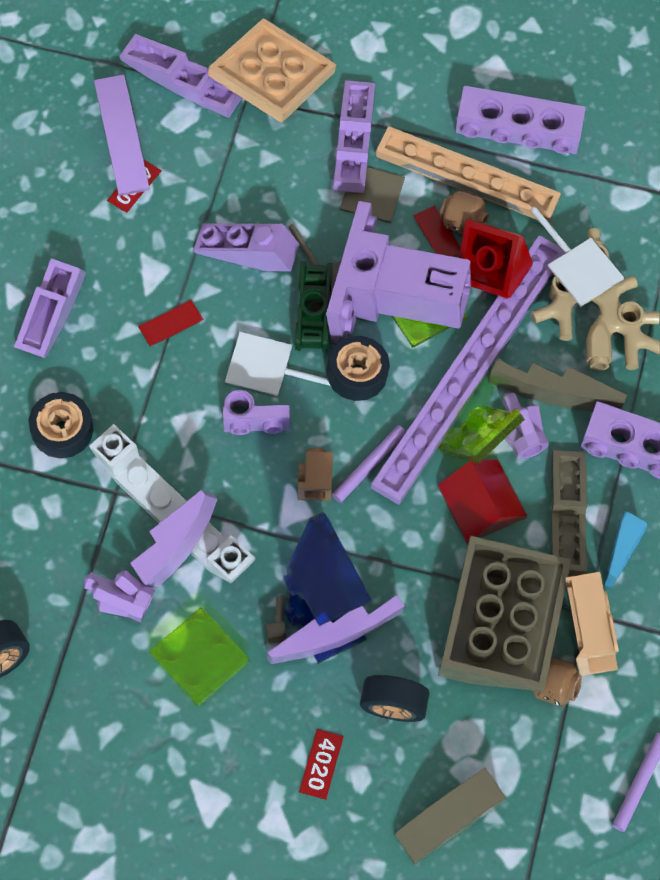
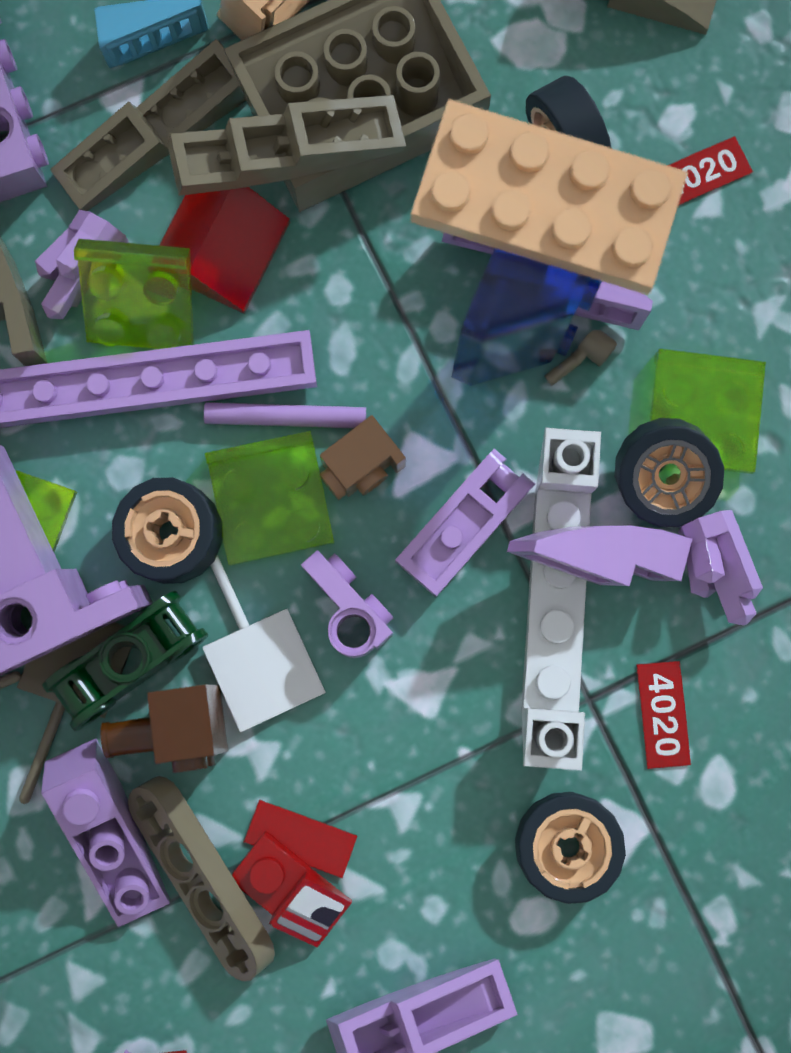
camera: 130 degrees left, 15 degrees up
(78, 519) = (663, 714): none -> red sticker
(152, 300) = (291, 891): none -> red slope
(184, 589) = (683, 494): none -> wheel
(191, 267) = (236, 932): none -> dark tan beam
(245, 497) = (463, 524): none -> lavender plate
(262, 301) = (182, 729): none -> reddish brown brick
(336, 426) = (269, 498): none -> clear neon green piece
(346, 587) = (548, 197): none -> light nougat plate
(492, 543) = (286, 146): none -> dark tan slope

